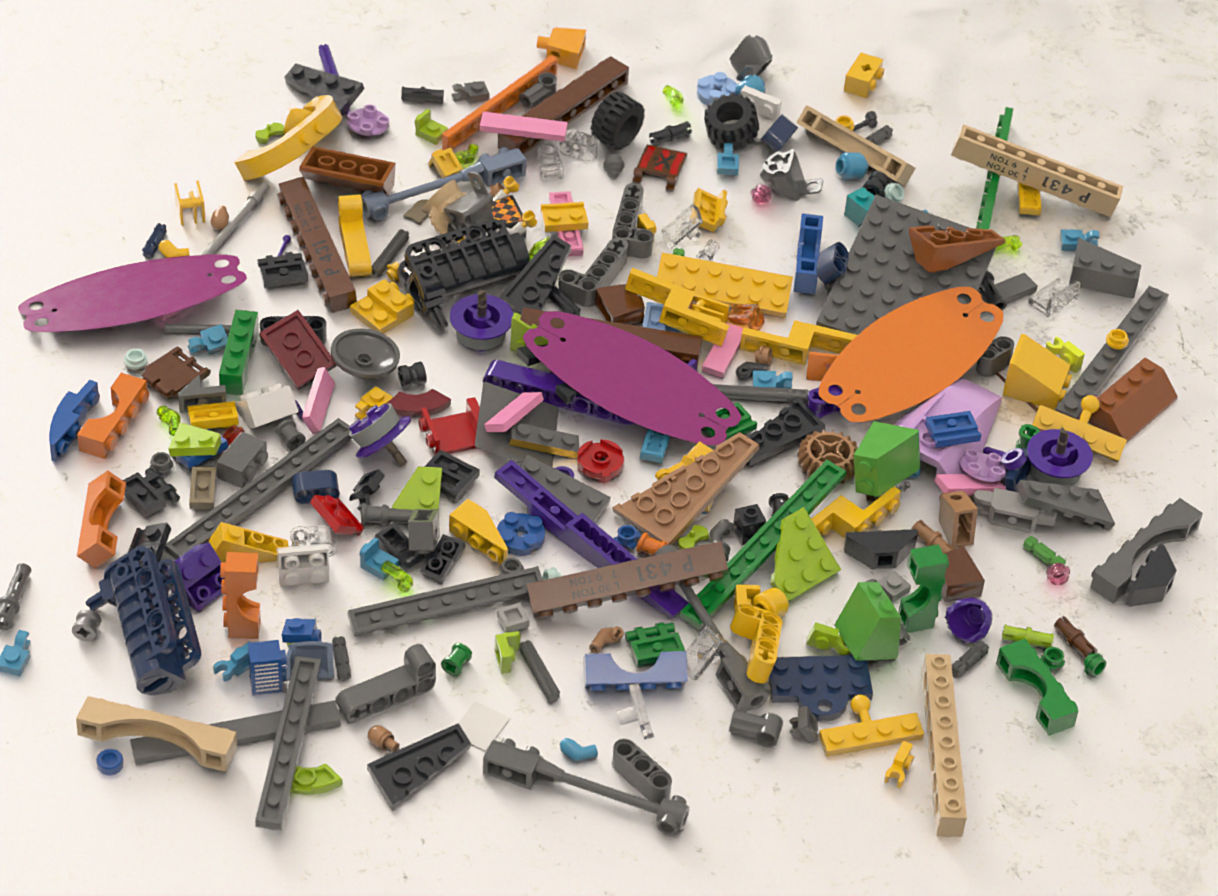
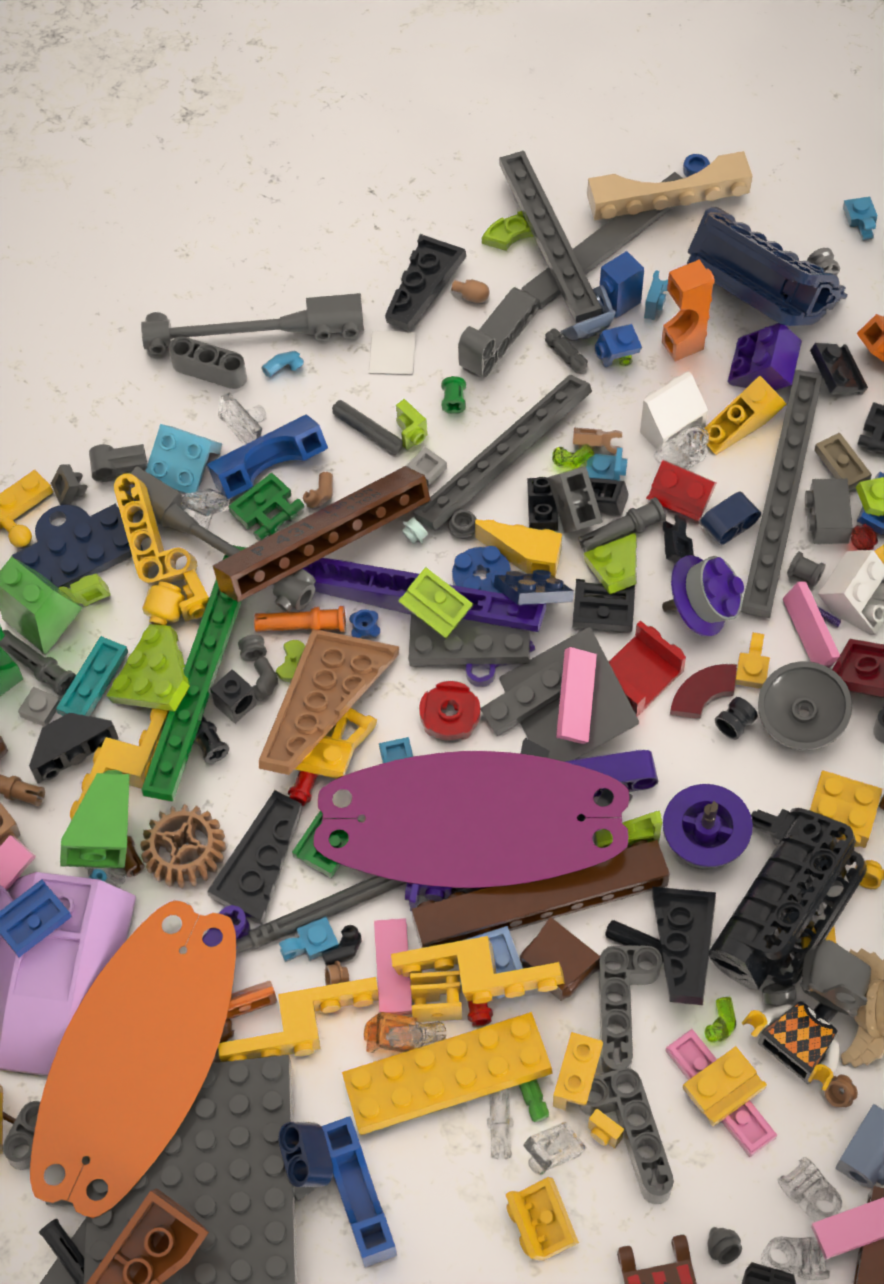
camera: 160 degrees right, 15 degrees up
(373, 580) = (596, 437): none -> medium nougat plate
(497, 487) = (533, 588): none -> dark blue plate
(574, 499) = (435, 602): none -> lime plate
(647, 250) = (577, 1071): none -> yellow bracket
(697, 707) = (180, 458): none -> medium azure bracket
(738, 298) = (415, 1034): none -> clear axle
(844, 582) = (93, 678): none -> teal plate

